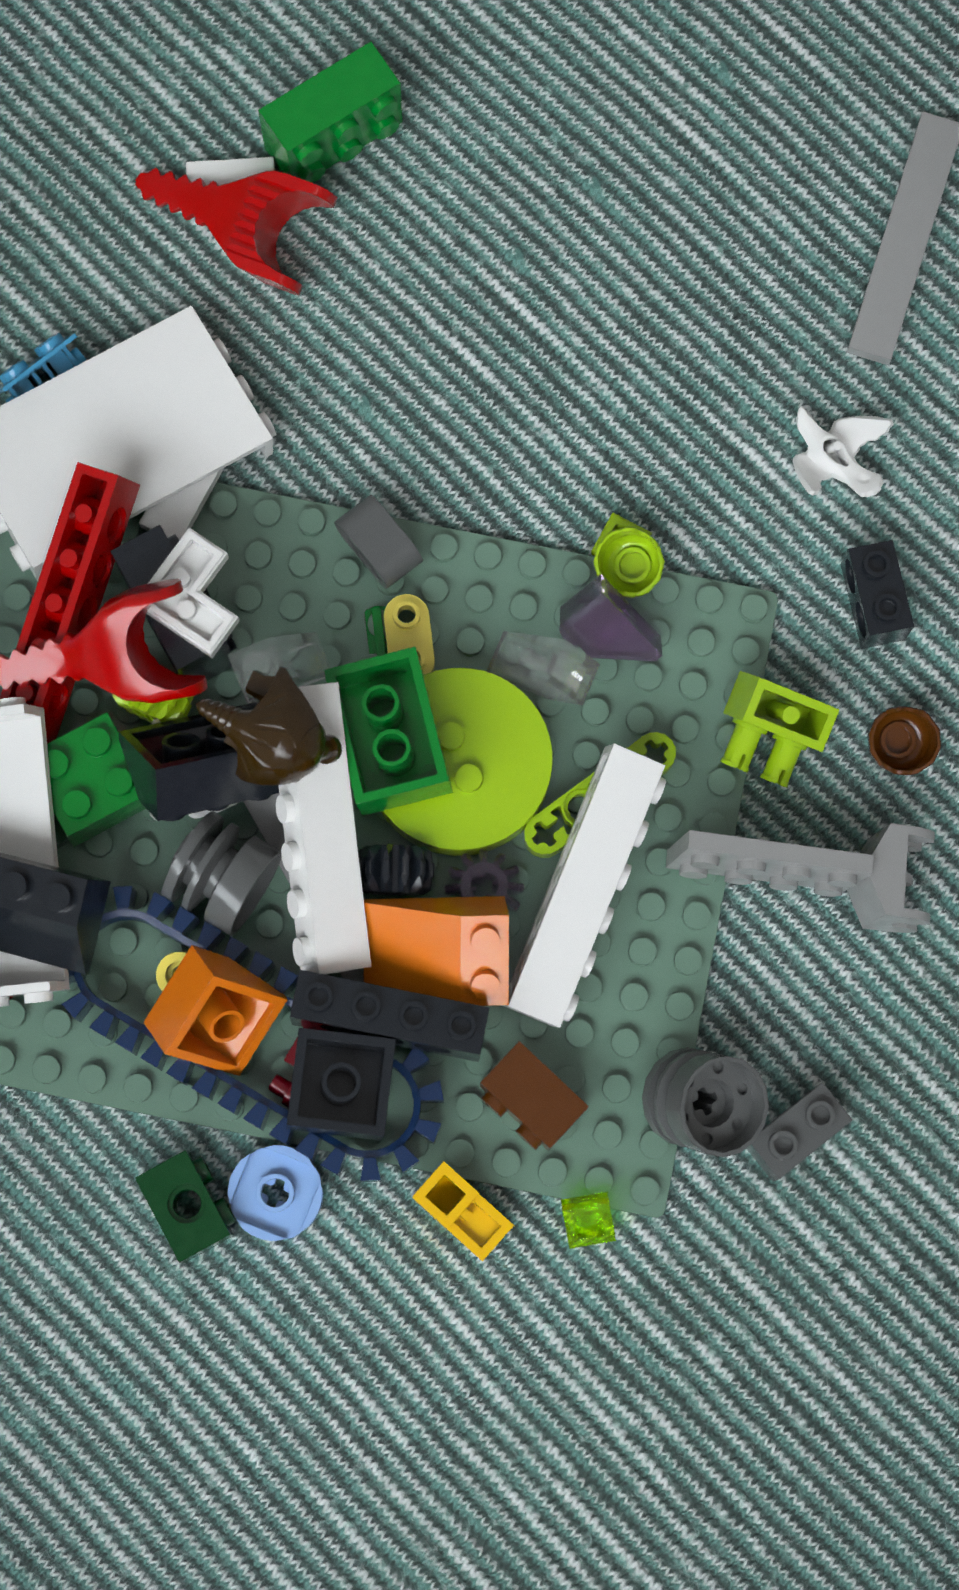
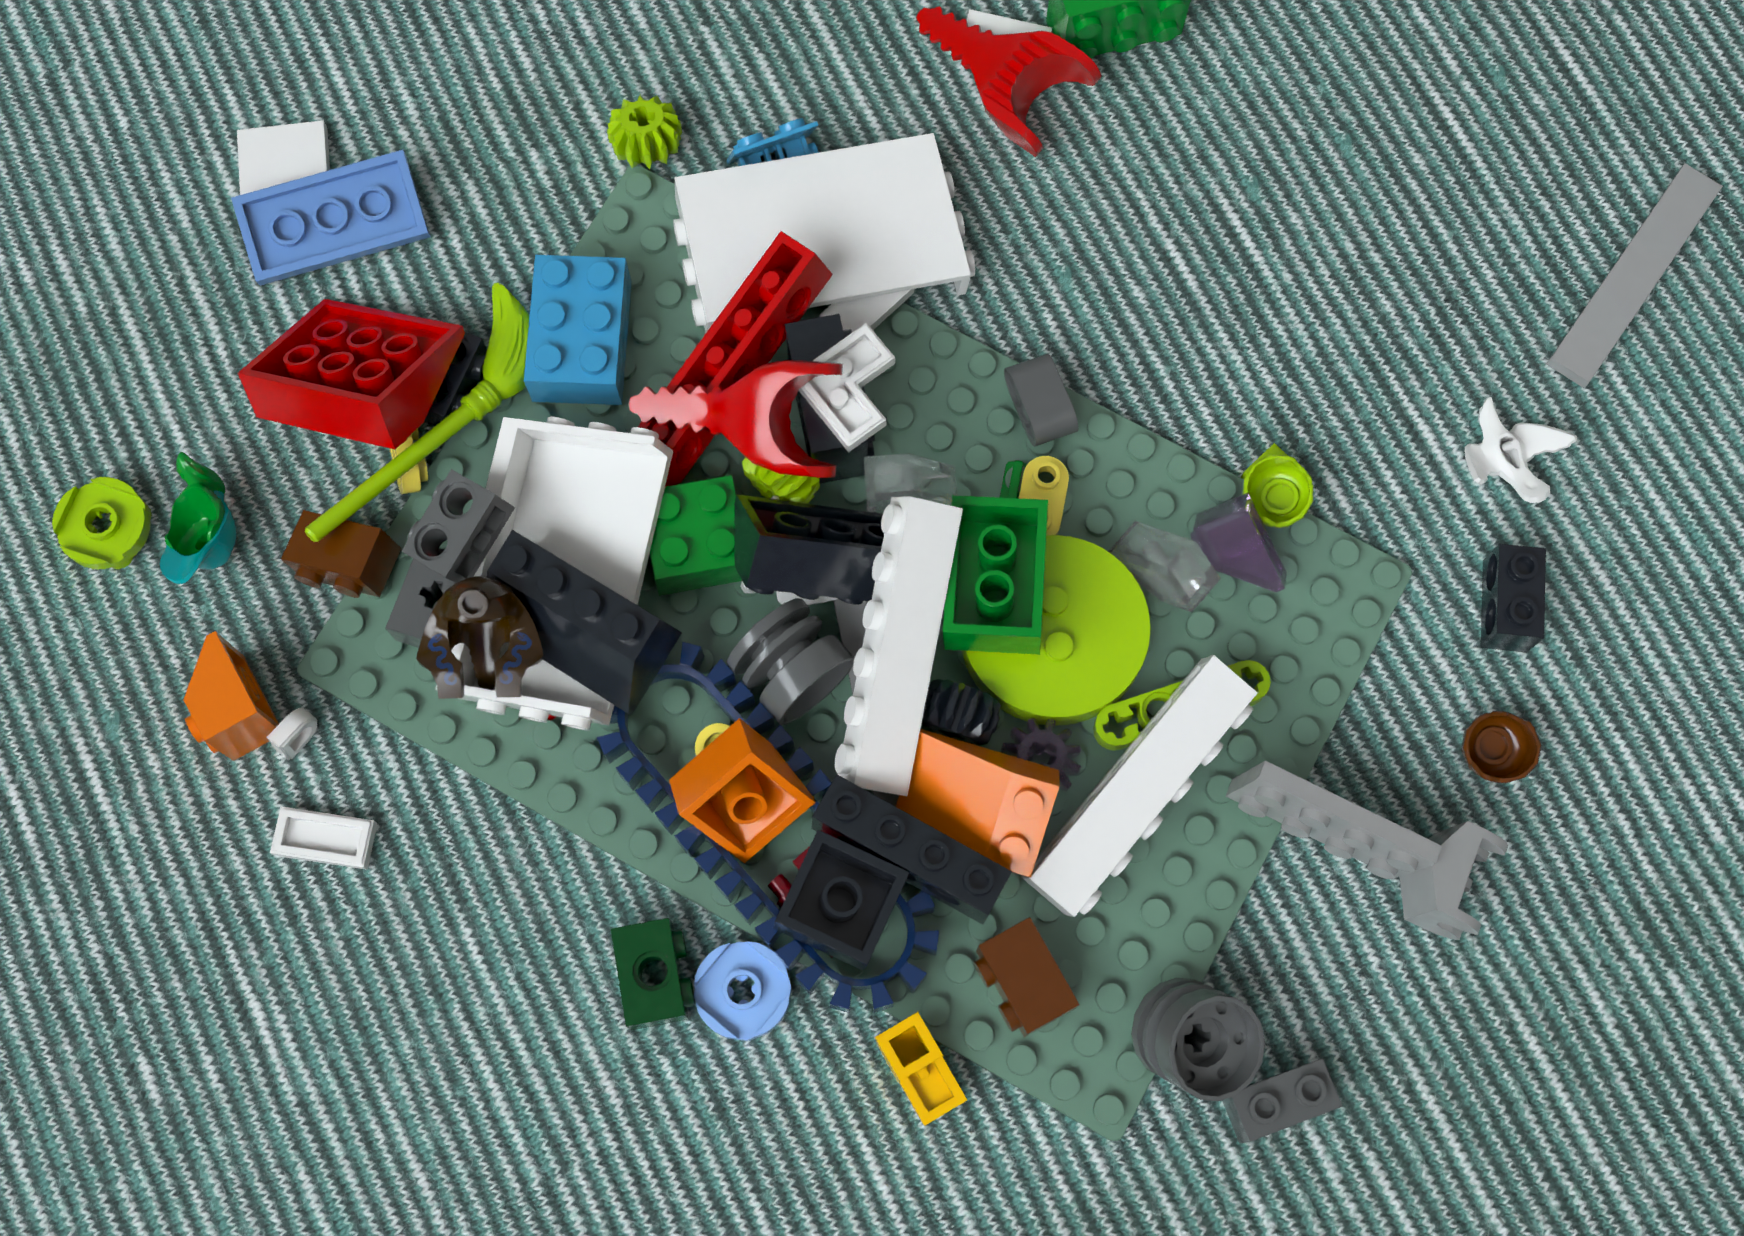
camera: 20 degrees right, 5 degrees down
(277, 738) = (887, 538): dark brown piece -> none
(588, 1220) = (1043, 1120): clear neon green plate -> none
(790, 716) = (1395, 690): lime brick -> none

